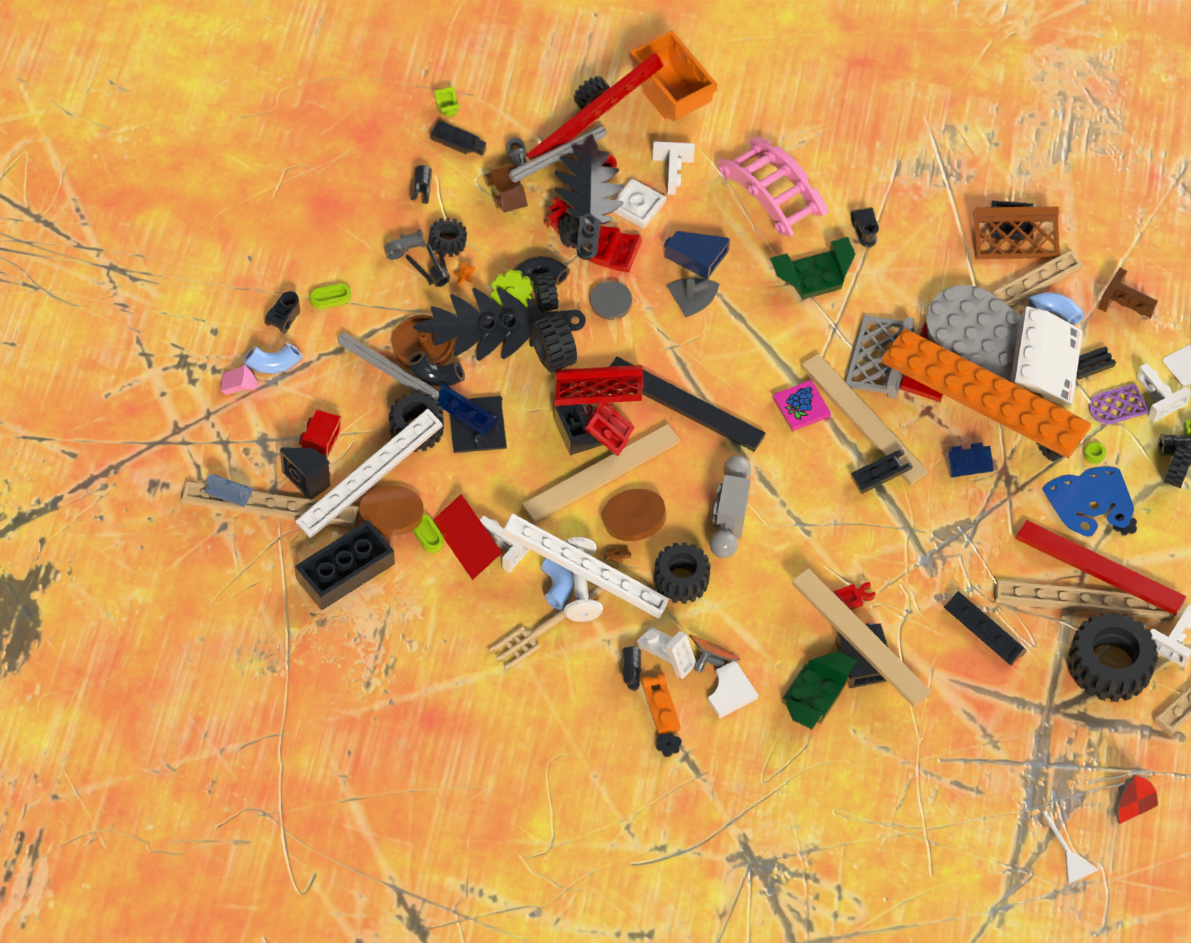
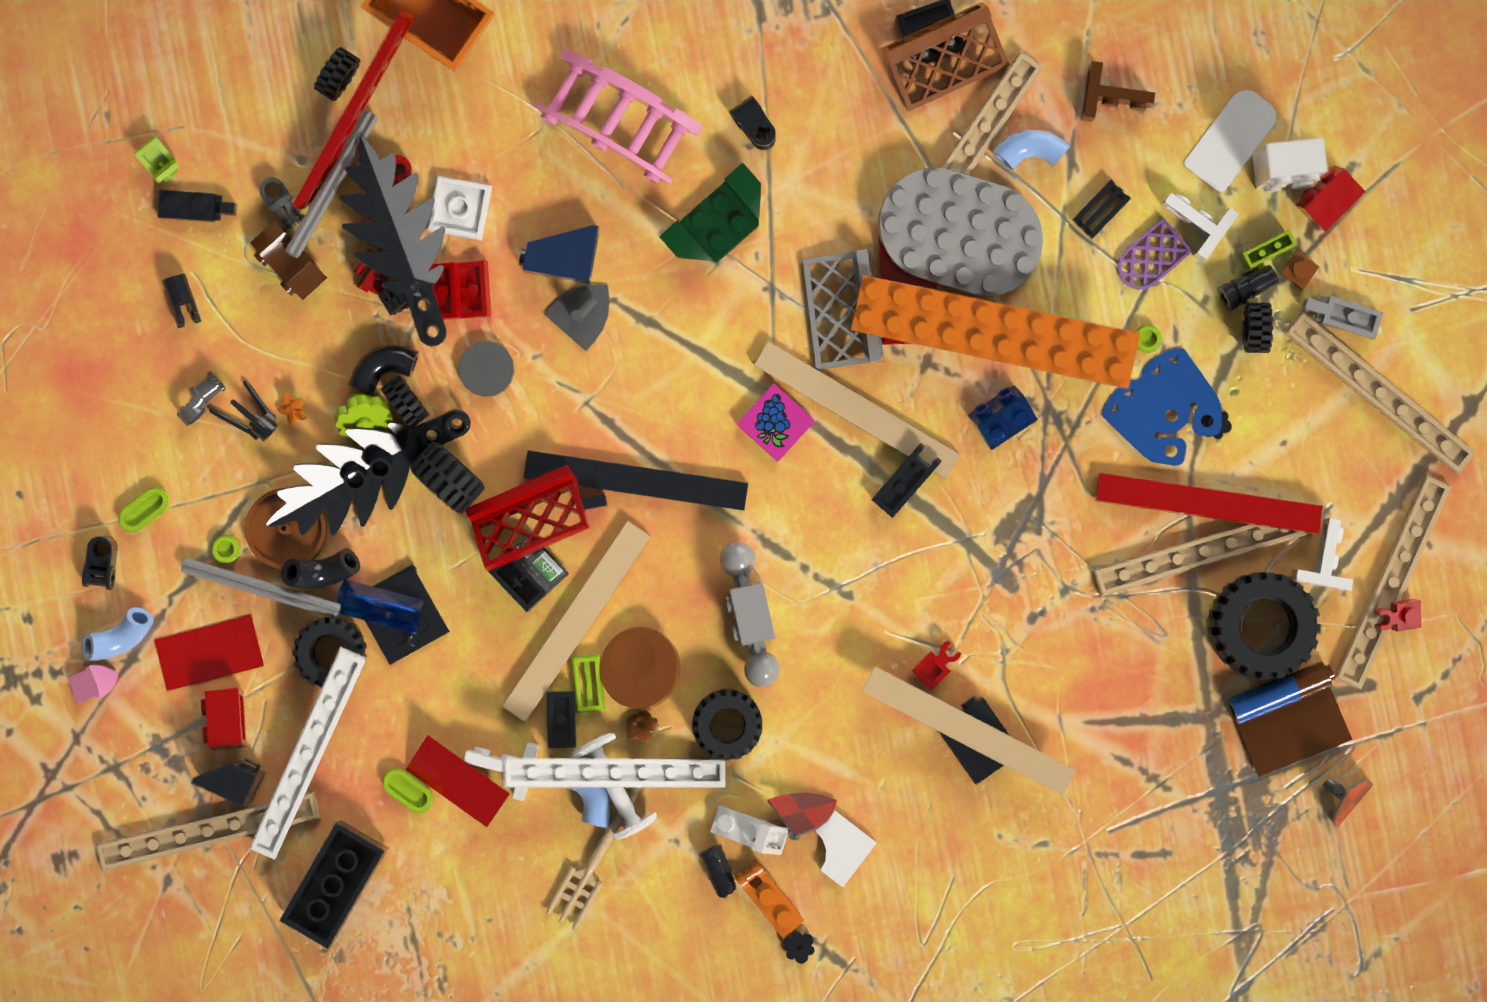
camera: 20 degrees left, 30 degrees up
(228, 490) = (151, 841): sand blue hinge -> none
(329, 396) = (209, 652): none -> red sticker
(375, 339) = (226, 549): none -> lime tile
(392, 510) = (354, 785): dark orange piece -> none
(447, 228) = (243, 350): black tyre -> none
(563, 522) = (561, 719): none -> black plate
(586, 530) = (575, 663): none -> lime tile
(609, 427) = (563, 568): red slope -> none
(649, 403) = (594, 502): none -> black tile
(675, 154) = (482, 131): white bracket -> none
(818, 688) = (938, 813): dark green piece -> none
(985, 628) = (1102, 642): black hinge -> none
(1046, 356) = (1047, 238): white piece -> none
(1076, 866) = (1307, 900): white piece -> none
(1109, 731) = (1289, 718): none -> reddish brown door

